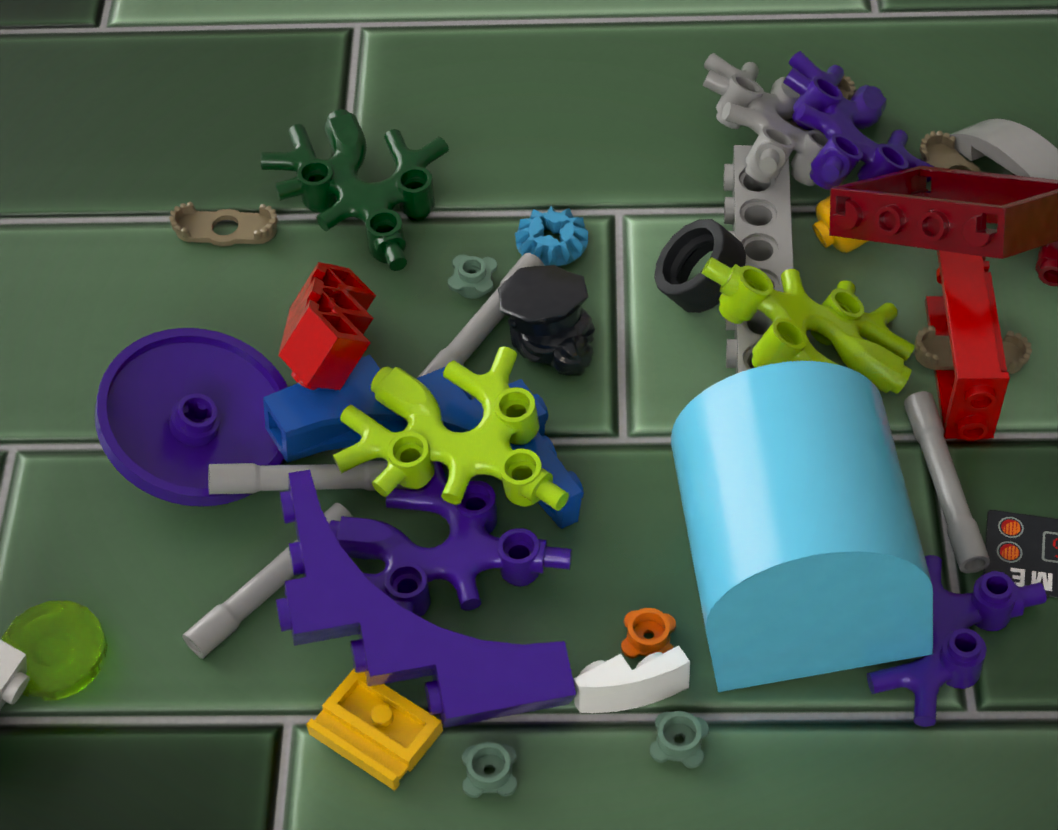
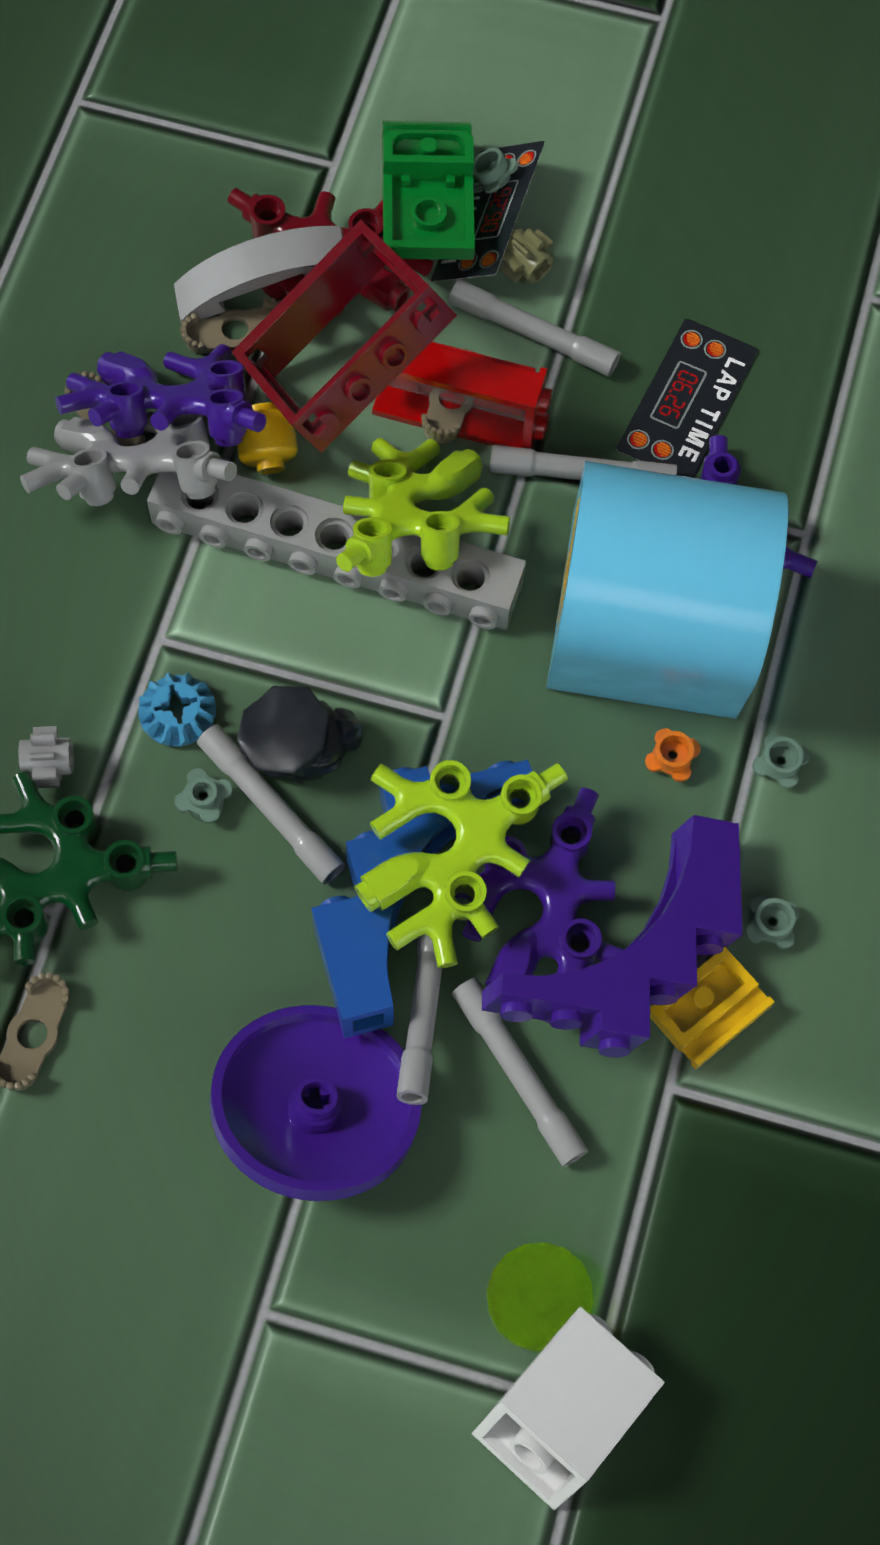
camera: 80 degrees left, 15 degrees up
(327, 327) = (267, 943): red brick -> none
(468, 157) = (46, 756): none -> light grey gear
(616, 687) = (722, 788): white slope -> none
(682, 255) = (256, 594): black tyre -> none

